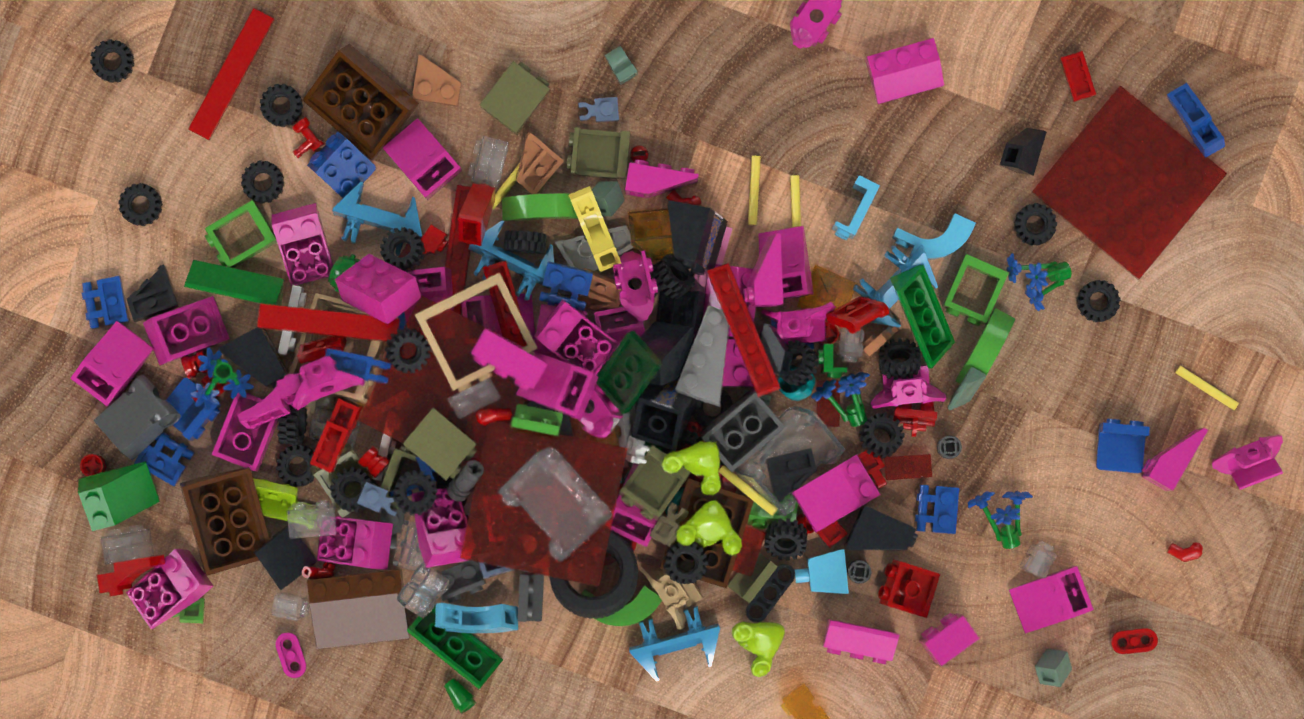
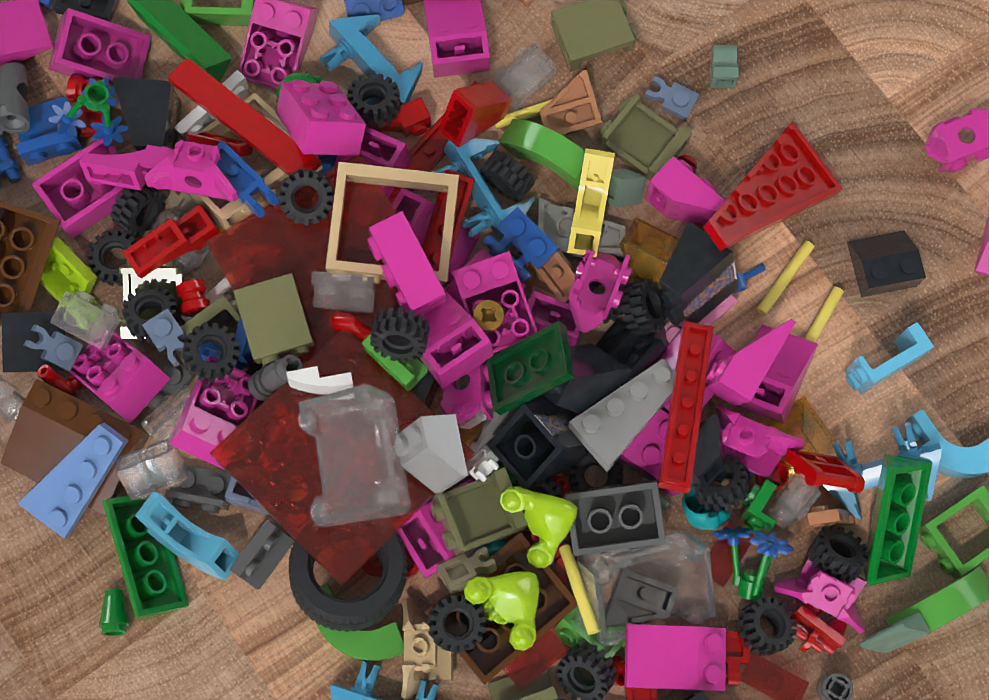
camera: 30 degrees right, 10 degrees down
(303, 551) = (56, 349): none -> sand blue plate
(377, 631) = (70, 487): none -> medium blue wing
(494, 471) = (309, 381): none -> white slope
(534, 407) = (399, 334): none -> black tyre
(577, 351) = (485, 315): none -> pearl gold wheel
(603, 468) = (433, 451): none -> light grey slope
(713, 131) = (776, 188): none -> red wing
(724, 212) = (742, 277): none -> blue hand
(814, 137) = (886, 263): none -> black slope

